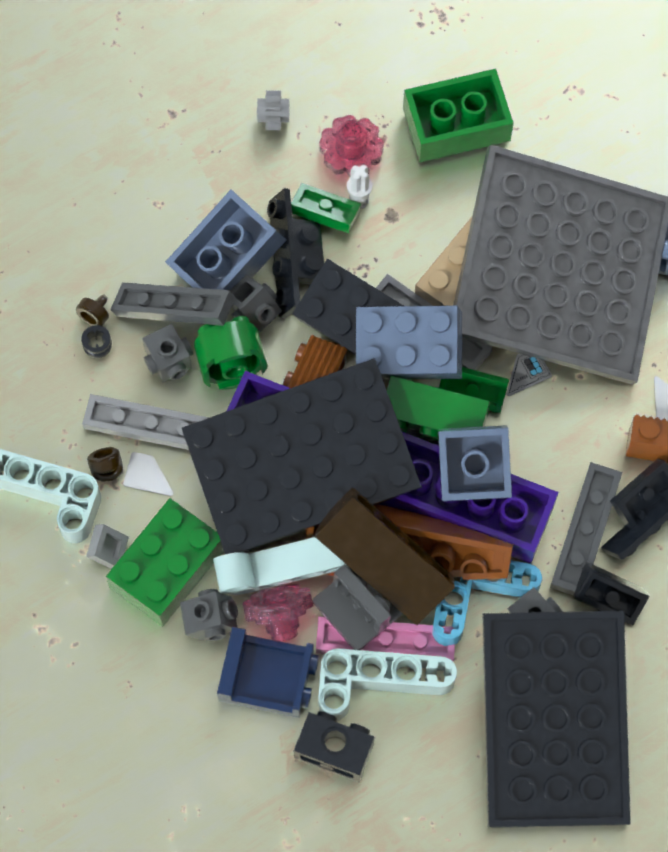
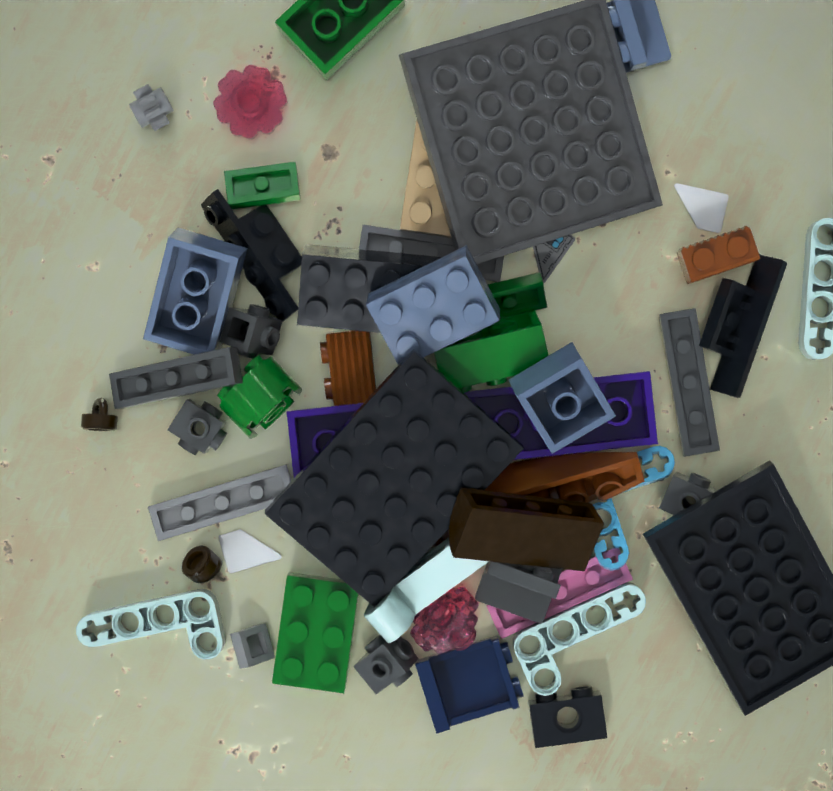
camera: 30 degrees left, 20 degrees up
(94, 331) = (111, 454): black bush -> none
(359, 185) = (286, 148): white axle -> none
(610, 592) = (743, 433): black slope -> none

